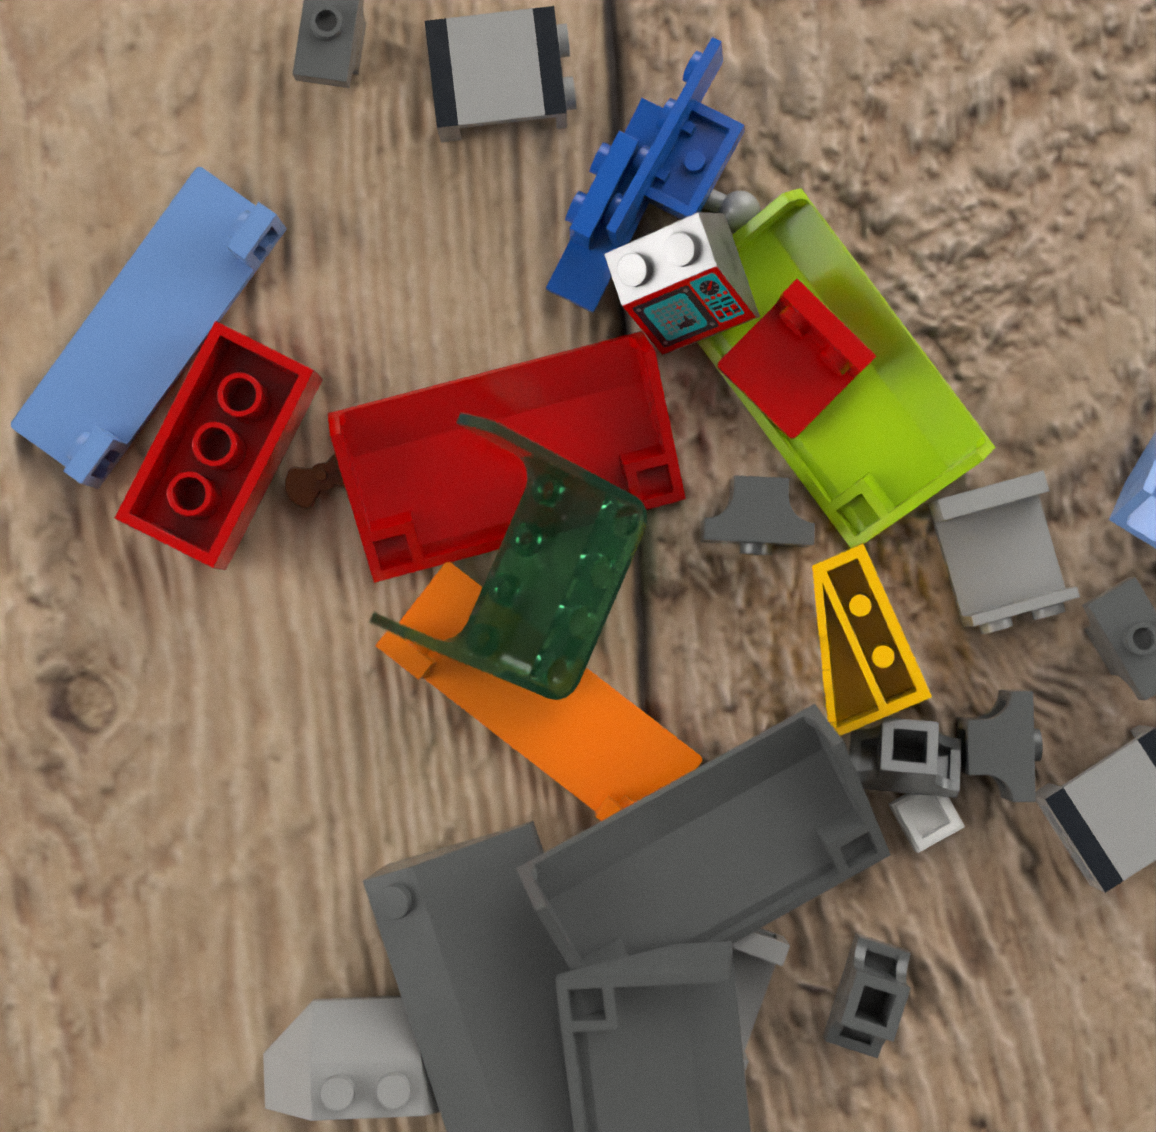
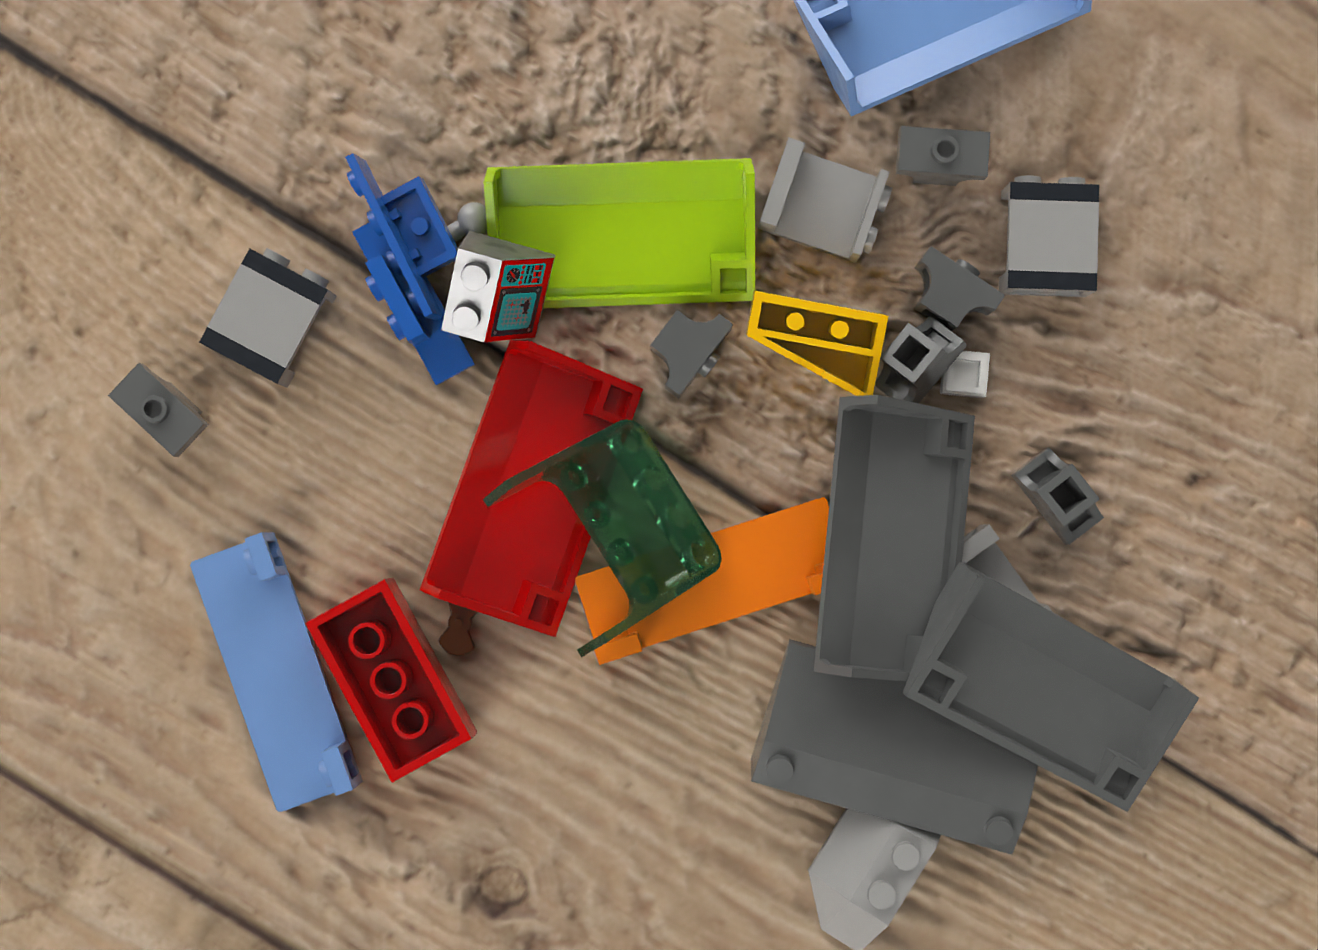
camera: 55 degrees left, 0 degrees up
(795, 360) = (601, 251): red bracket -> none

